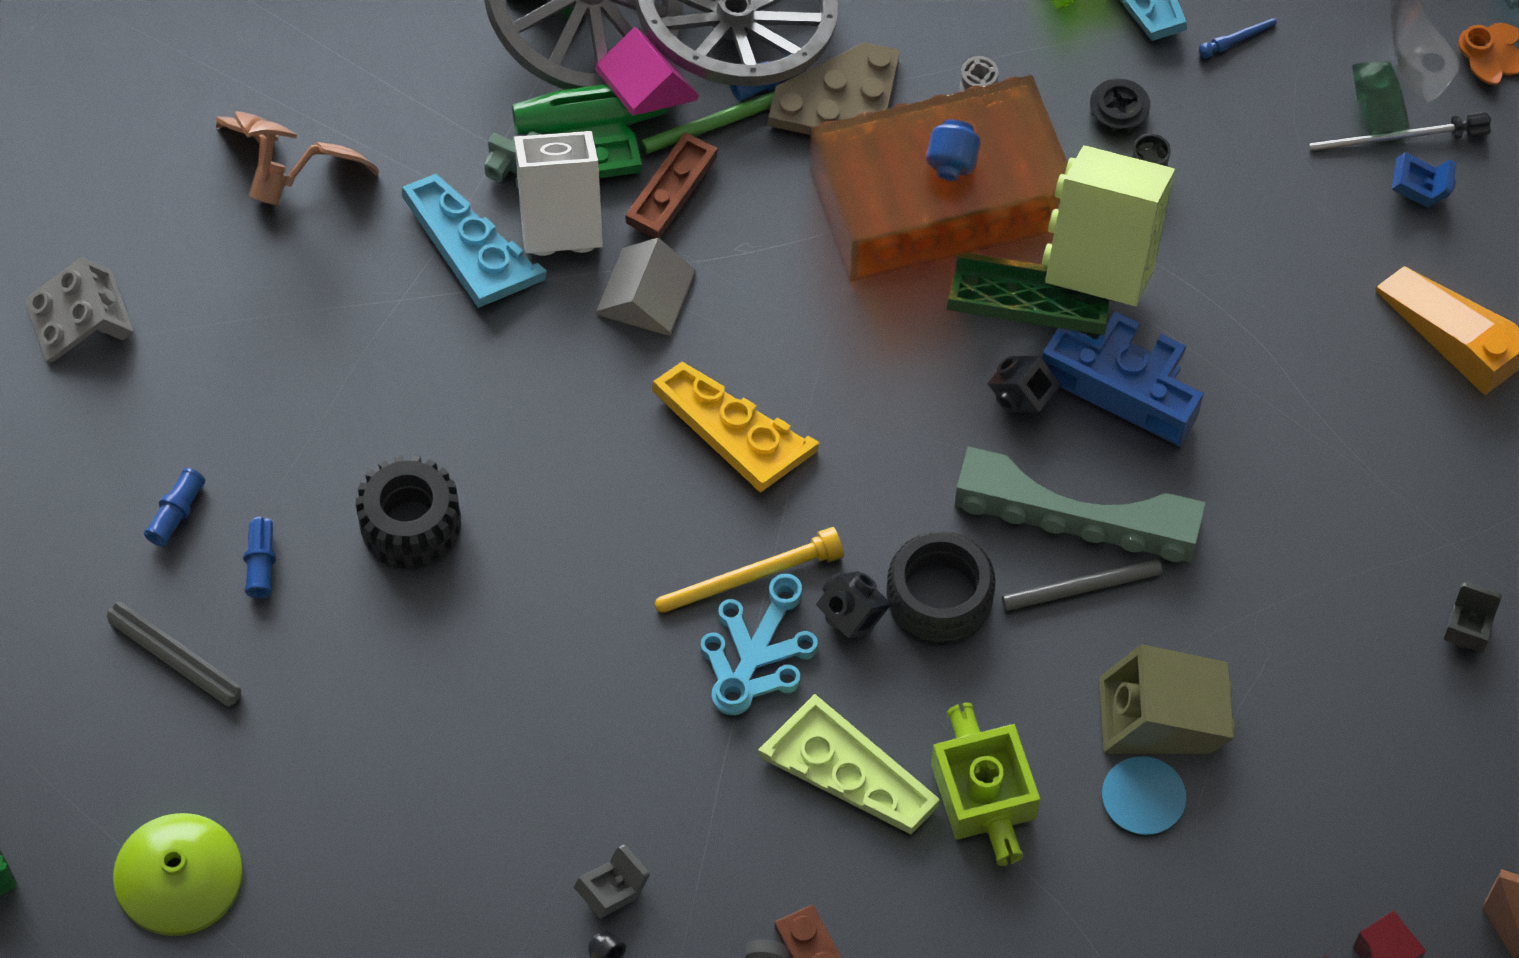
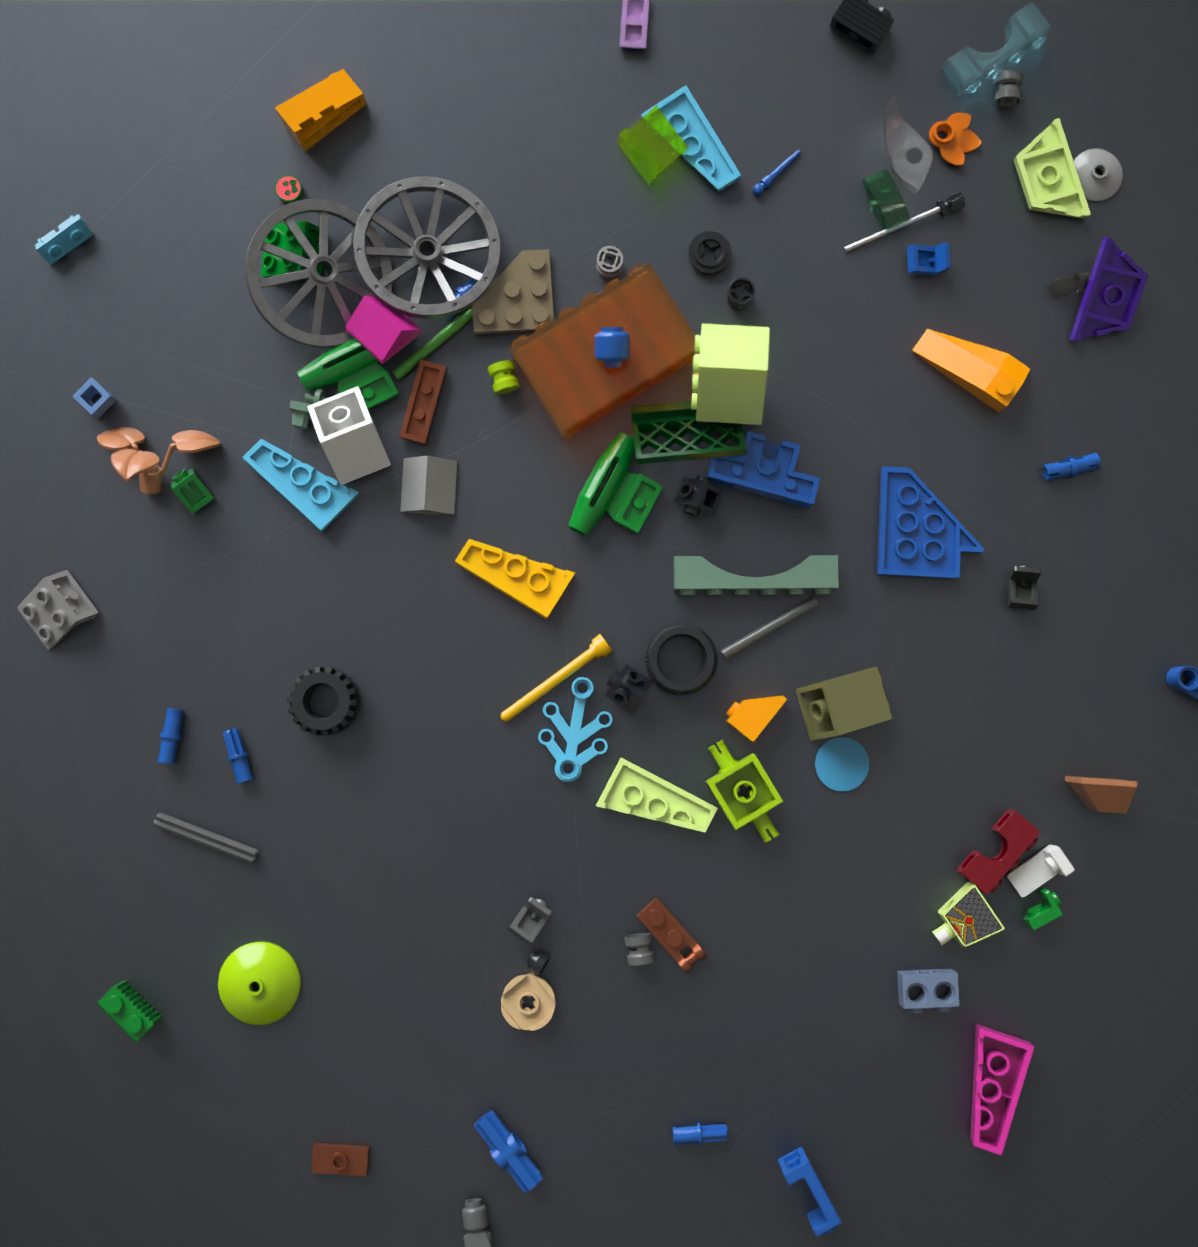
camera: 15 degrees left, 25 degrees up
(230, 74) = (87, 394): none -> medium blue plate
(318, 212) = (191, 490): none -> green bracket
(792, 181) = (503, 377): none -> lime wheel
(903, 348) = (615, 491): none -> green plate
(1029, 687) = (753, 715): none -> light orange slope
(1333, 511) = (917, 530): none -> blue wing

